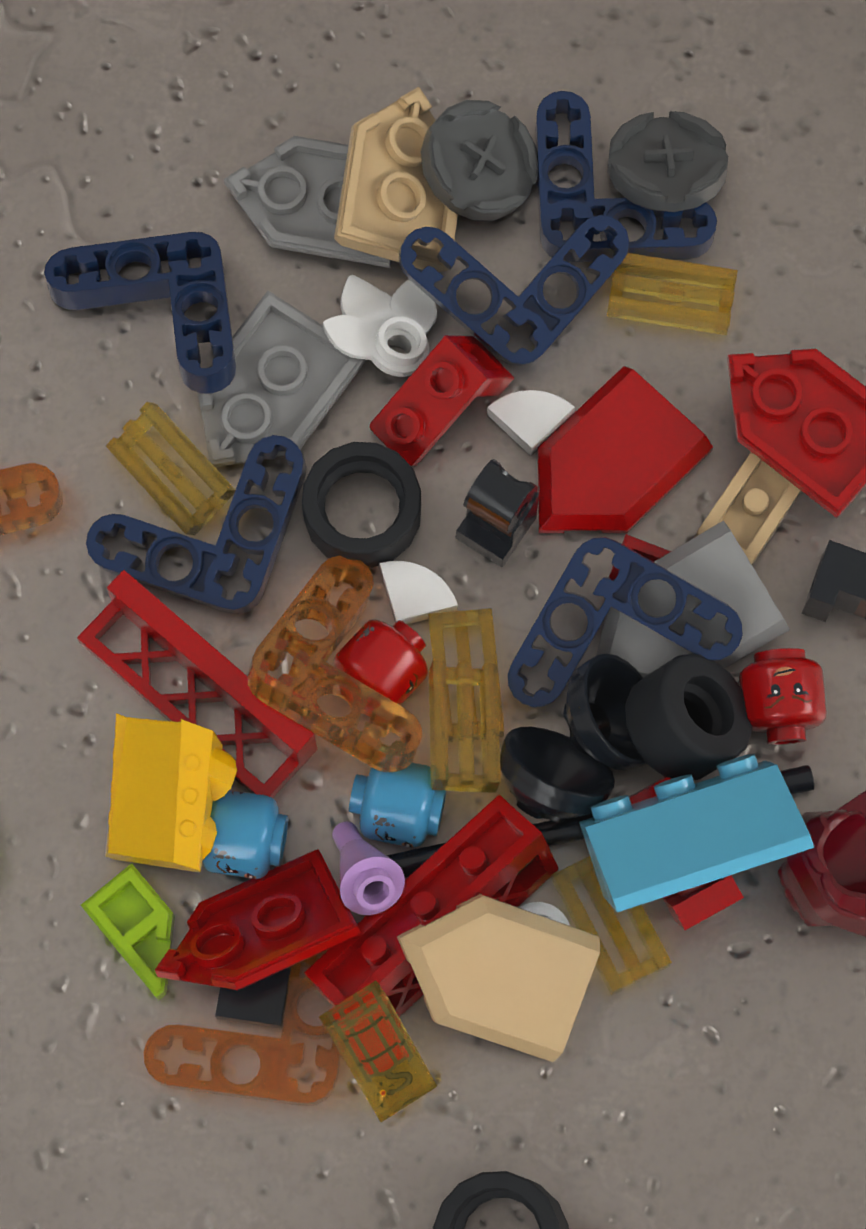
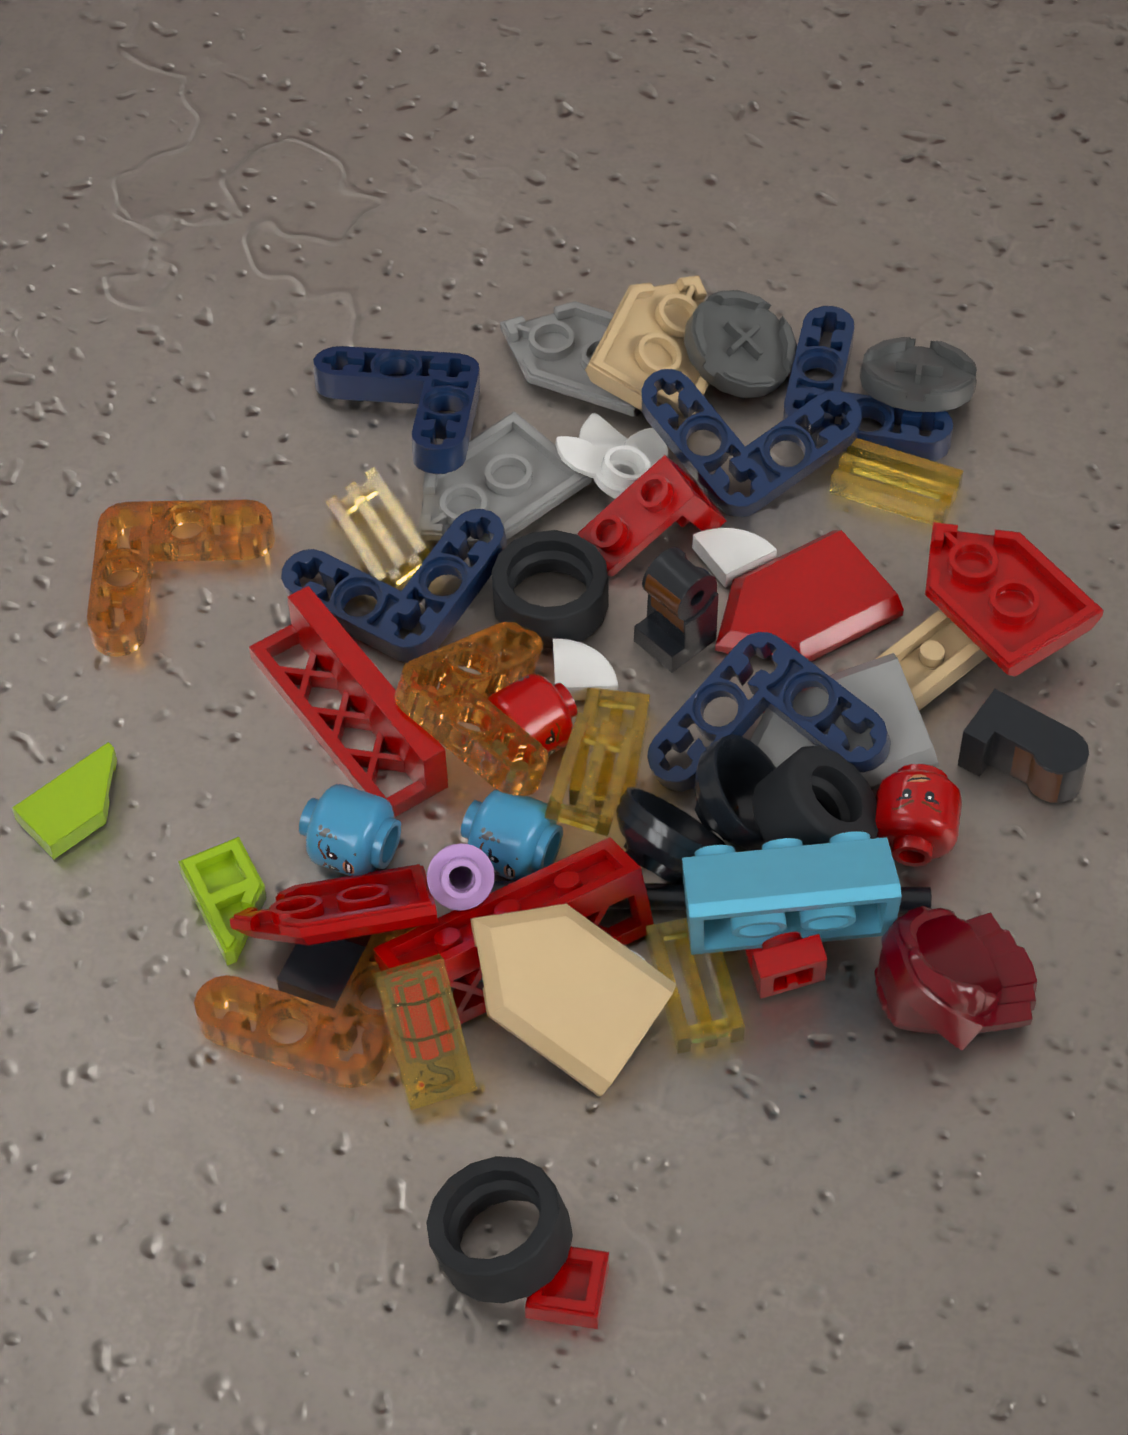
camera: 15 degrees right, 20 degrees down
(165, 792) = (287, 767): yellow slope -> none

